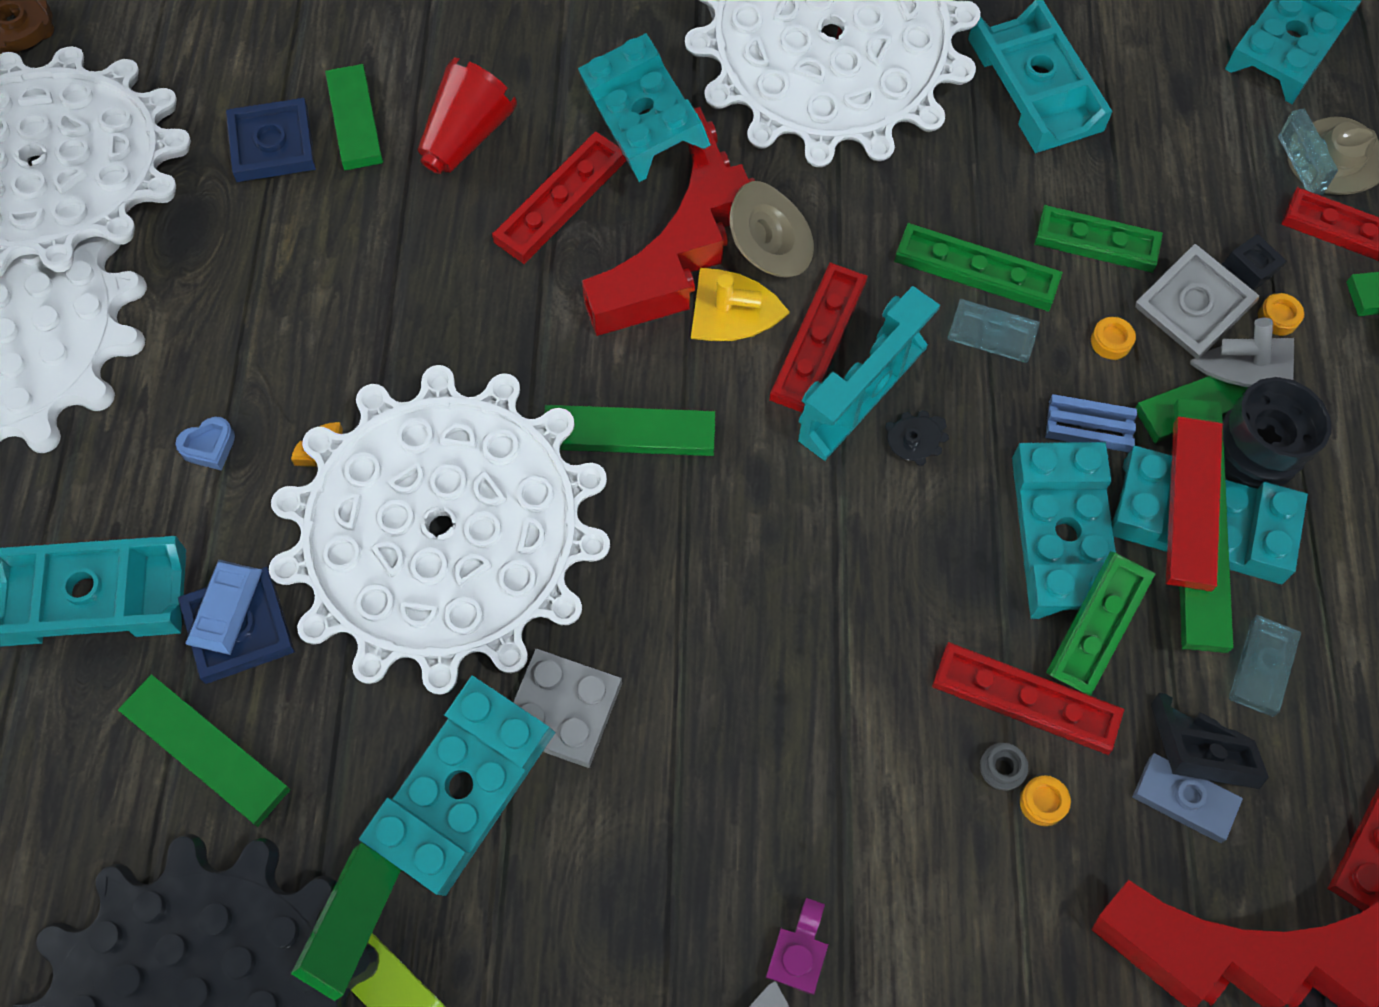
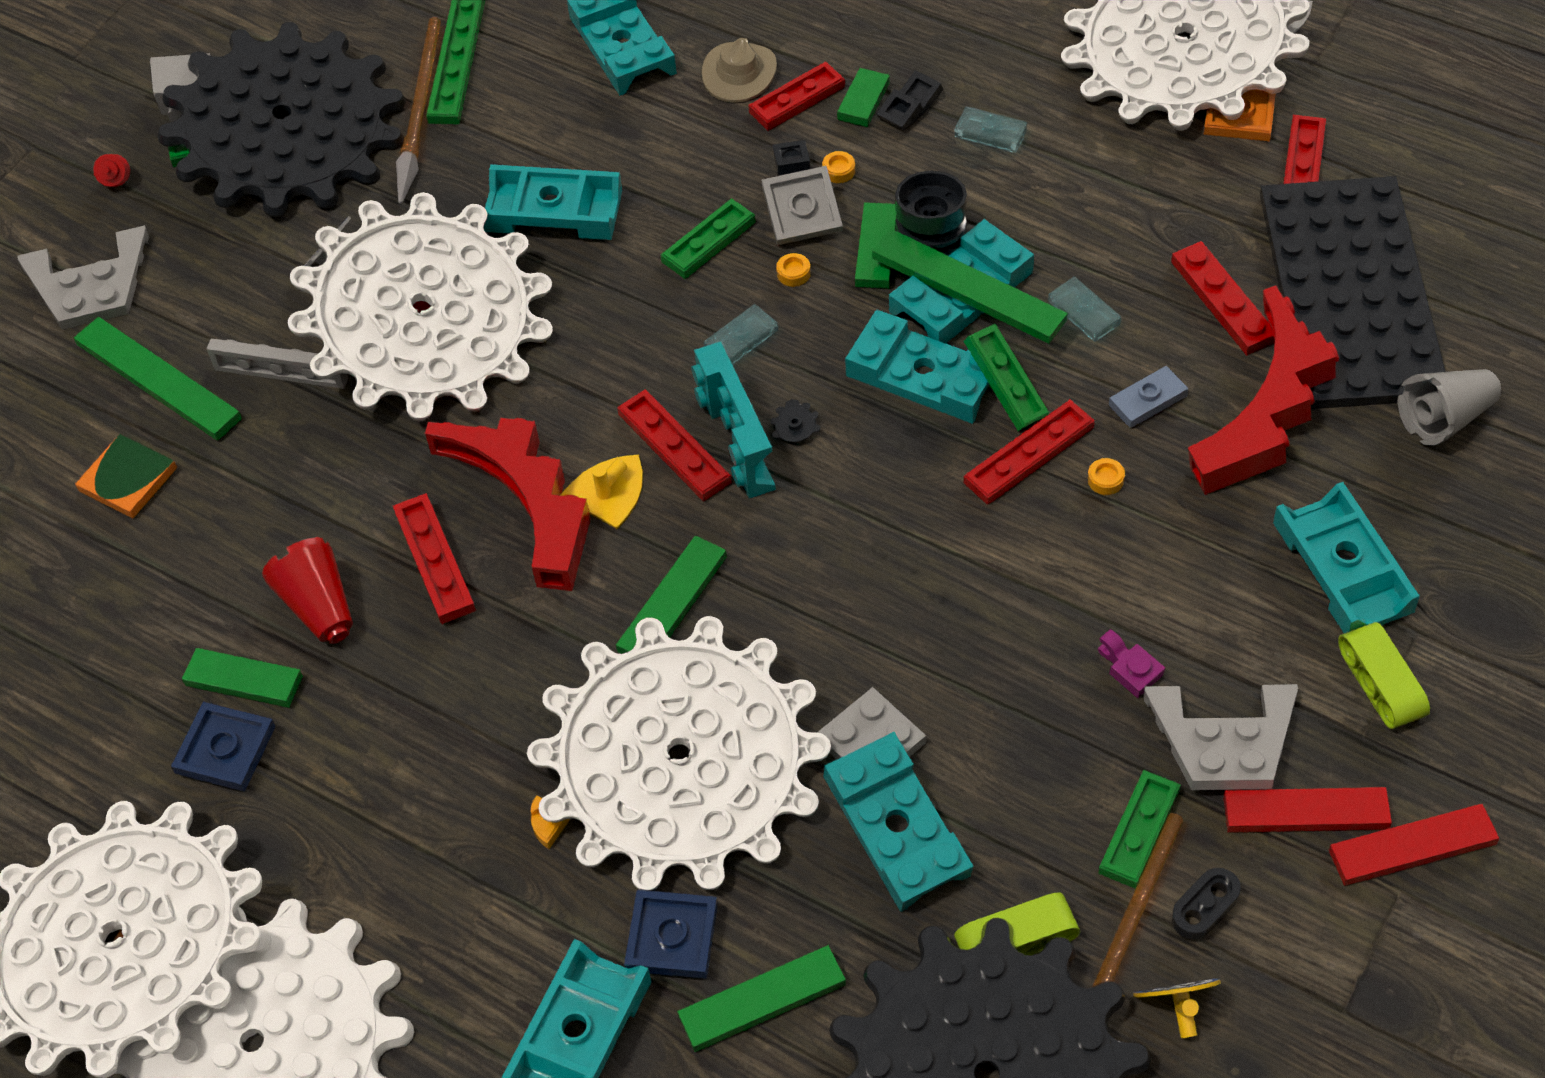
camera: 55 degrees left, 10 degrees down
(207, 444) = (489, 904): medium blue tile -> none
(223, 607) = (655, 930): medium blue tile -> none
(346, 922) = (966, 920): green tile -> none
(631, 82) = (367, 458): teal piece -> none
(770, 230) = (569, 430): dark tan hat -> none
(978, 267) = (681, 320): green tile -> none
(1012, 756) = (1070, 478): dark grey plate -> none
(1091, 416) = (846, 311): medium blue tile -> none
(1194, 504) = (956, 279): red tile -> none
(1206, 748) = (1122, 367): black wing -> none
(1249, 360) = (866, 199): light grey shield -> none
(1307, 152) = (728, 83): clear light blue plate -> none

